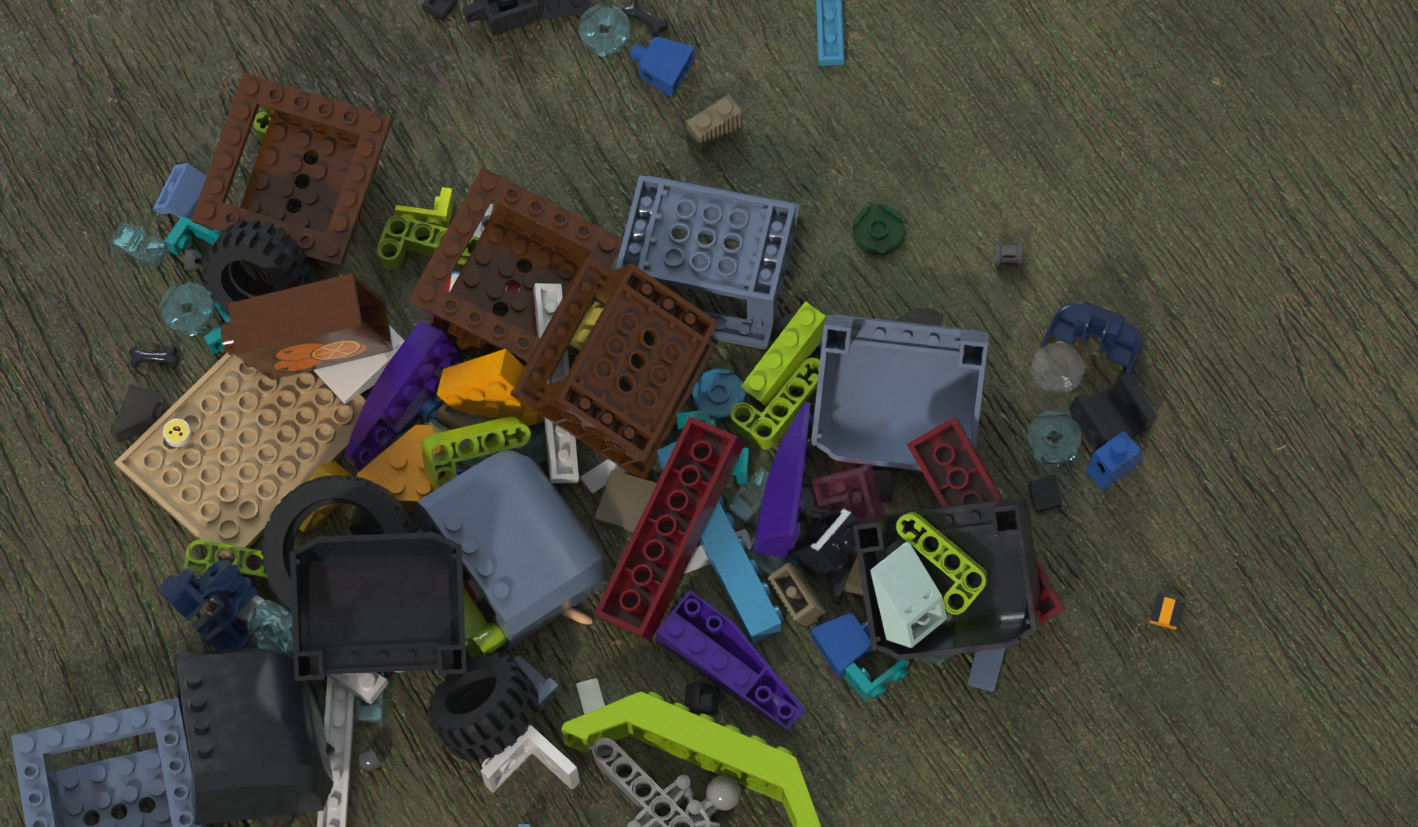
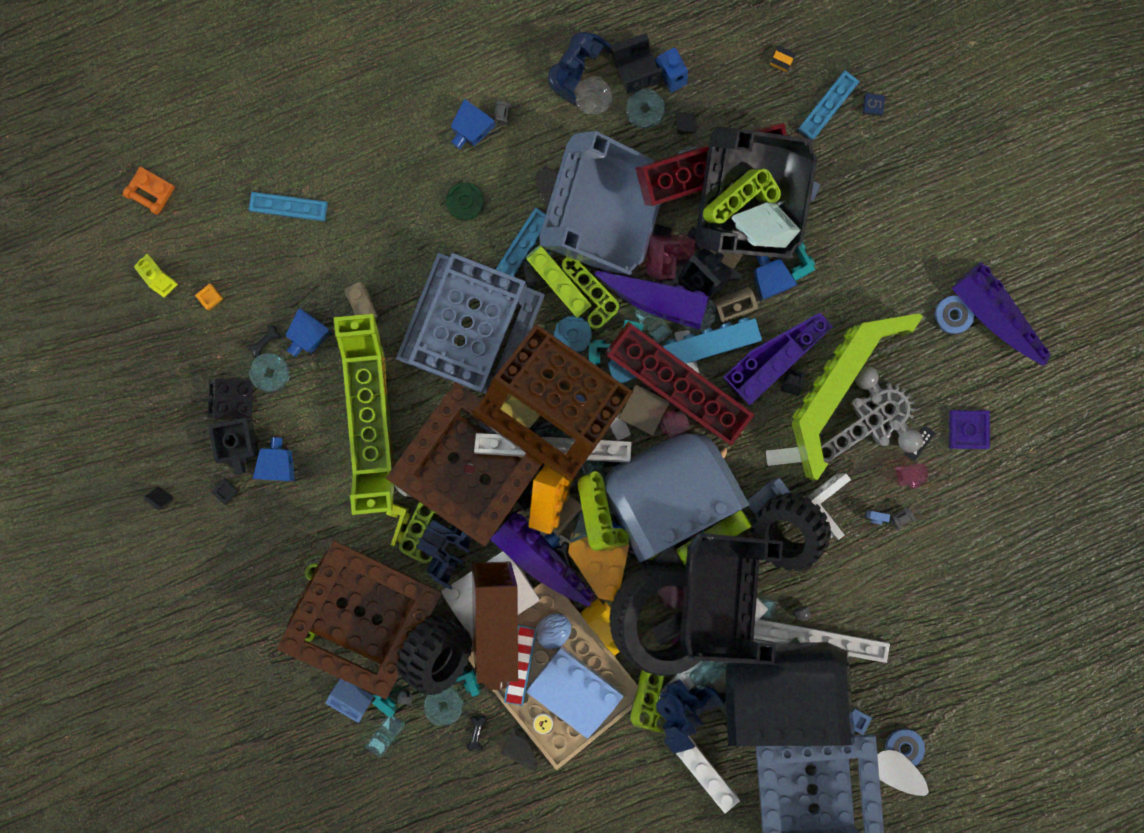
camera: 85 degrees left, 20 degrees up
(128, 659) = (709, 777): none -> white brick
(226, 465) = (575, 692): none -> light blue slope
(253, 391) = (516, 690): none -> tile
(305, 424) = (553, 630): none -> light blue hair
(403, 252) = (434, 543): none -> dark blue piece
(485, 54) = (274, 463): none -> blue torso
(572, 148) = (366, 413): none -> lime slope
(613, 541) = (674, 423): none -> clear pink brick
(796, 294) = (522, 244): none -> dark azure tile
(982, 217) = (470, 125): none -> blue torso
(1111, 686) = (828, 105): none -> dark azure tile
(1127, 749) = (873, 104): none -> dark blue tile

